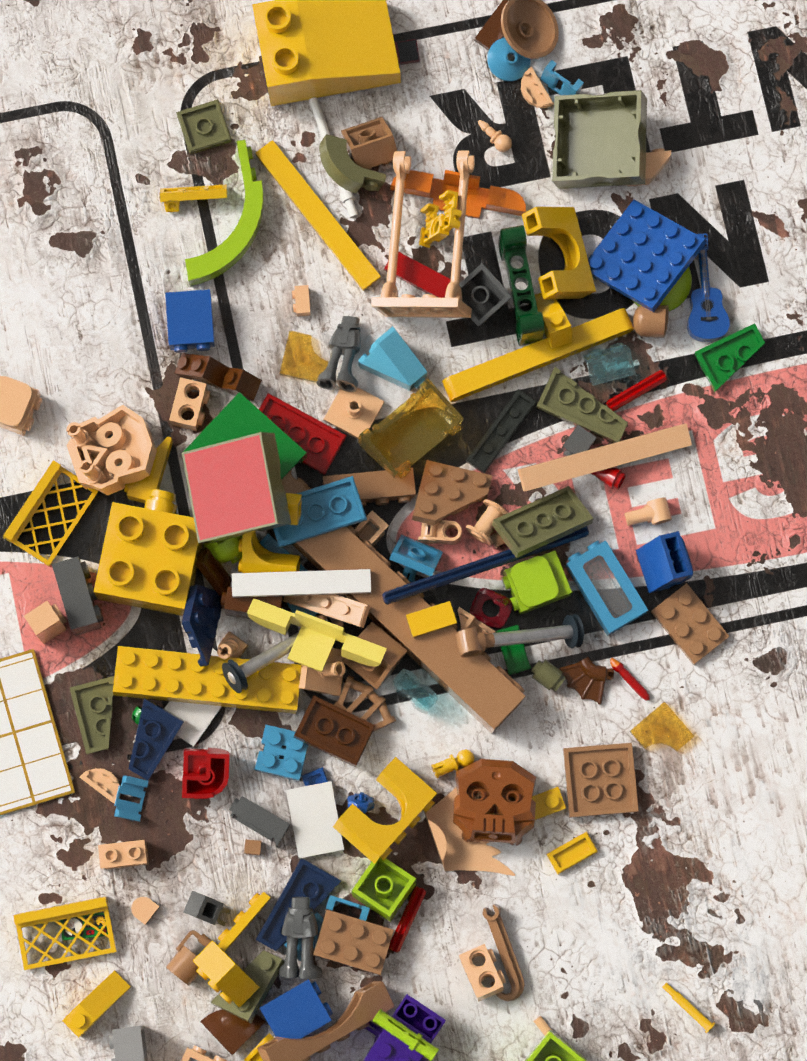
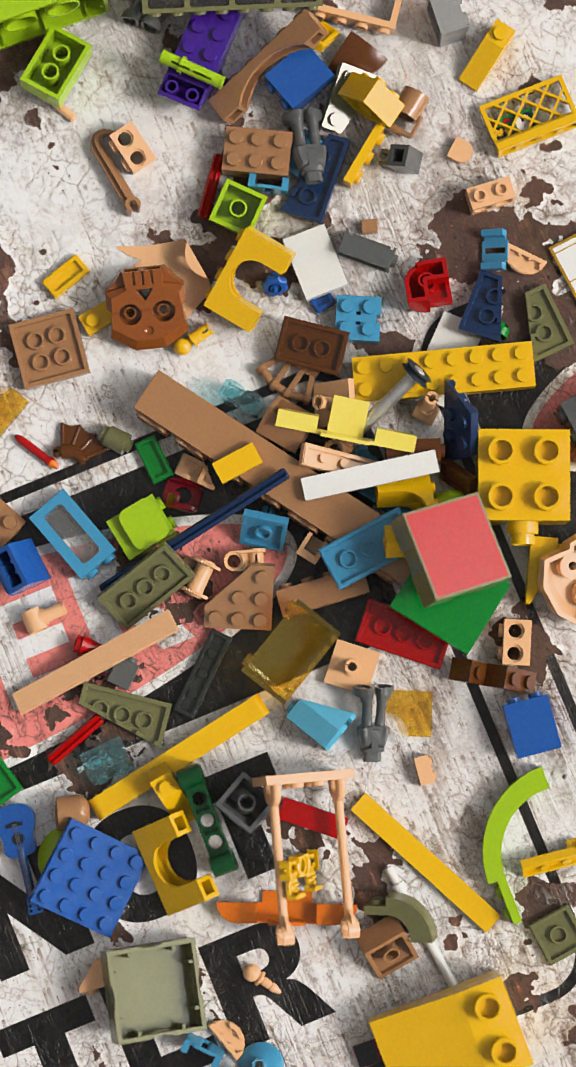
camera: 175 degrees left, 5 degrees up
(473, 642) = (189, 448): piece -> none

